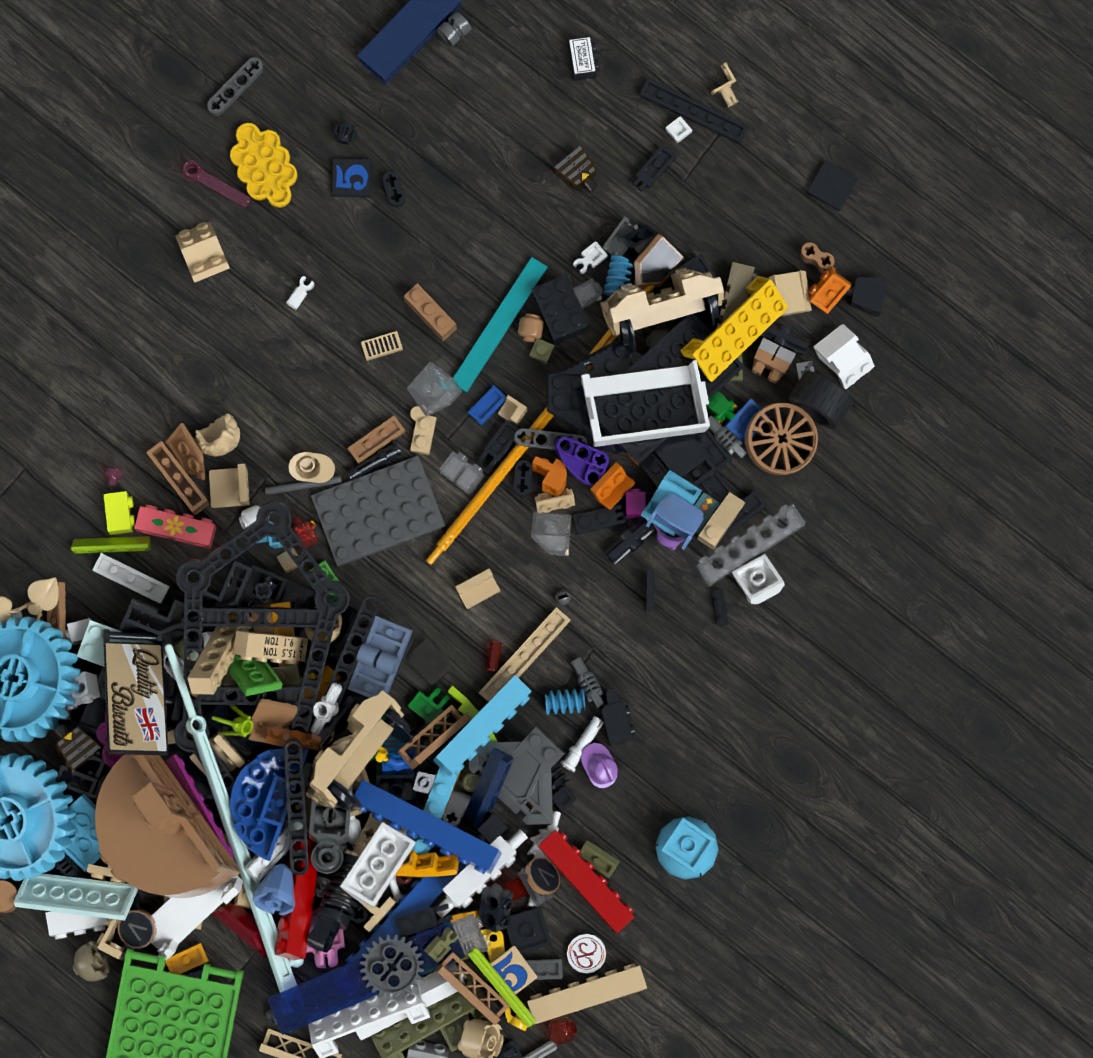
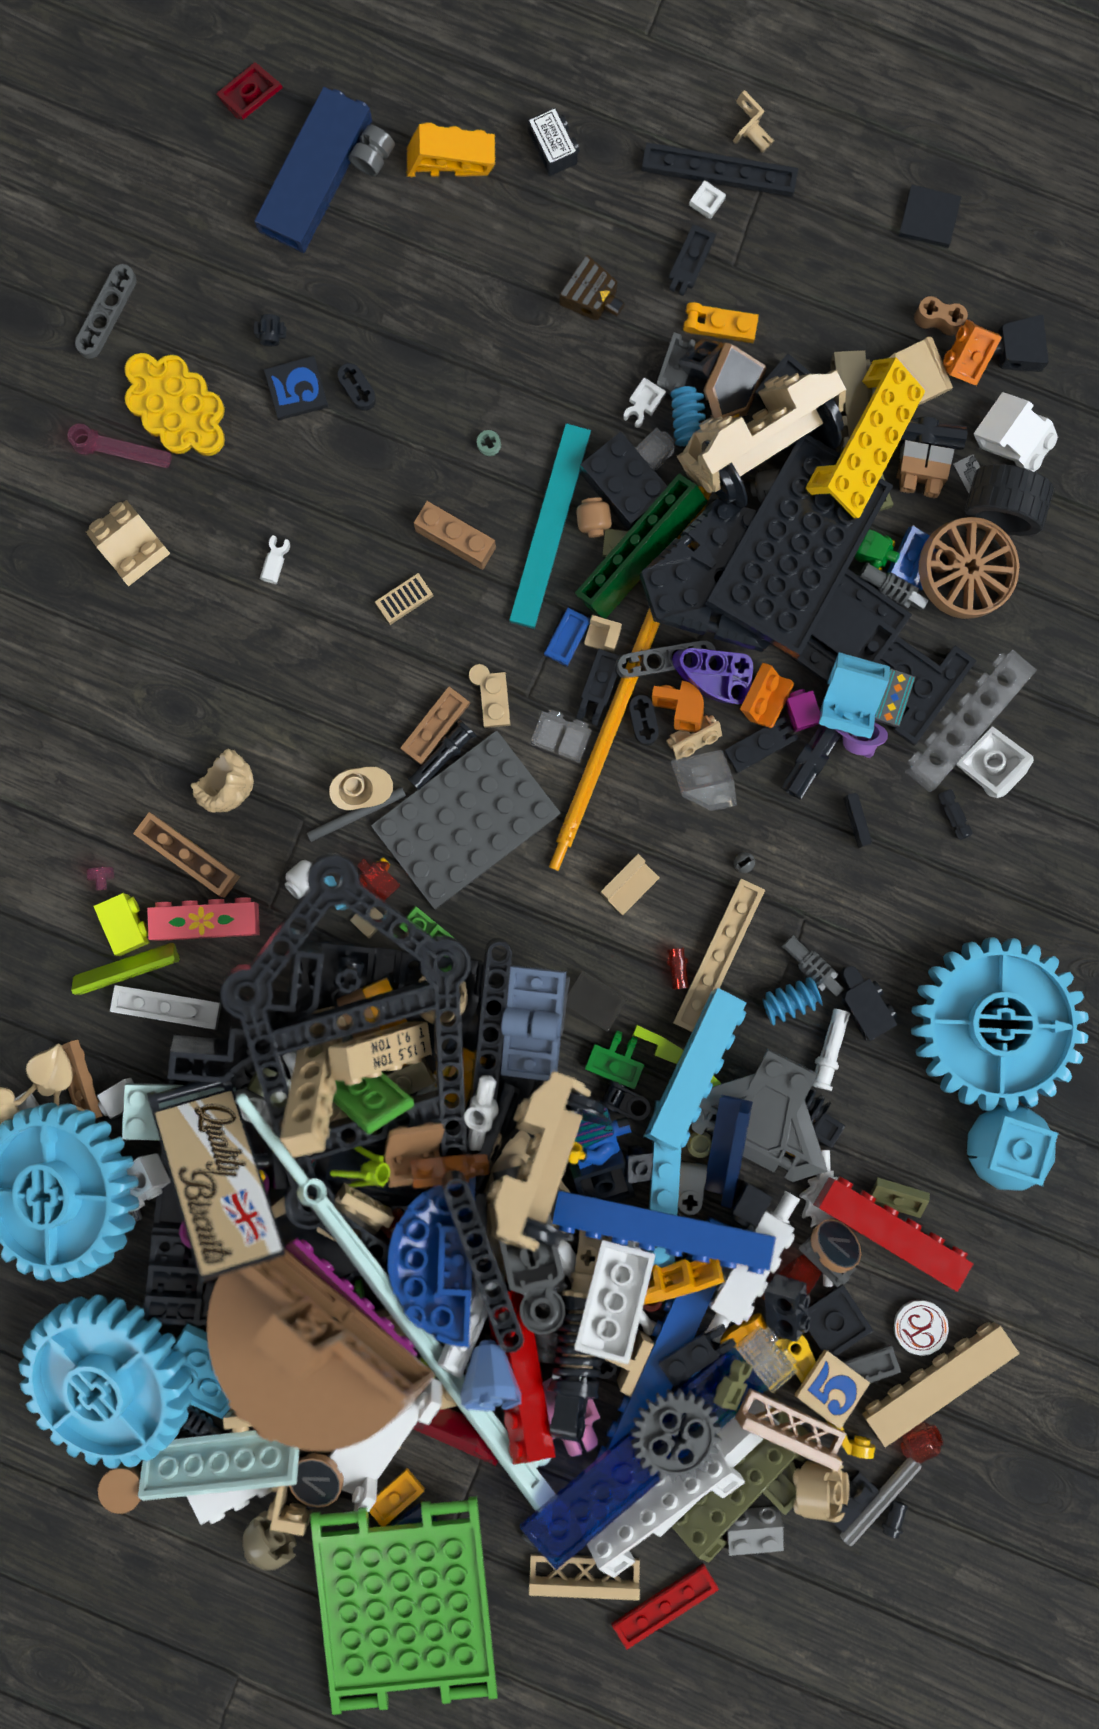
camera: 15 degrees left, 5 degrees up
(74, 747) = (155, 1267): dark brown torso -> none
(187, 451) = (188, 816): medium nougat tile -> none
(229, 487) = (259, 846): tan bracket -> none
(433, 389) = (491, 636): clear slope -> none
(440, 739) = (645, 1105): medium nougat fence -> none
(470, 259) = (484, 449): none -> sand green bush
(502, 987) = (829, 1415): lime axle -> none
(509, 44) = (450, 149): none -> light orange wedge
(563, 352) = (641, 545): none -> dark green brick
(599, 765) = (862, 1072): medium lavender piece -> none
(644, 381) = (774, 541): white piece -> none
(662, 218) = (721, 323): none -> light orange plate
(678, 517) = (873, 712): medium blue piece -> none
(717, 728) = (1045, 1019): none -> medium azure gear
(720, 521) = (924, 701): tan slope -> none

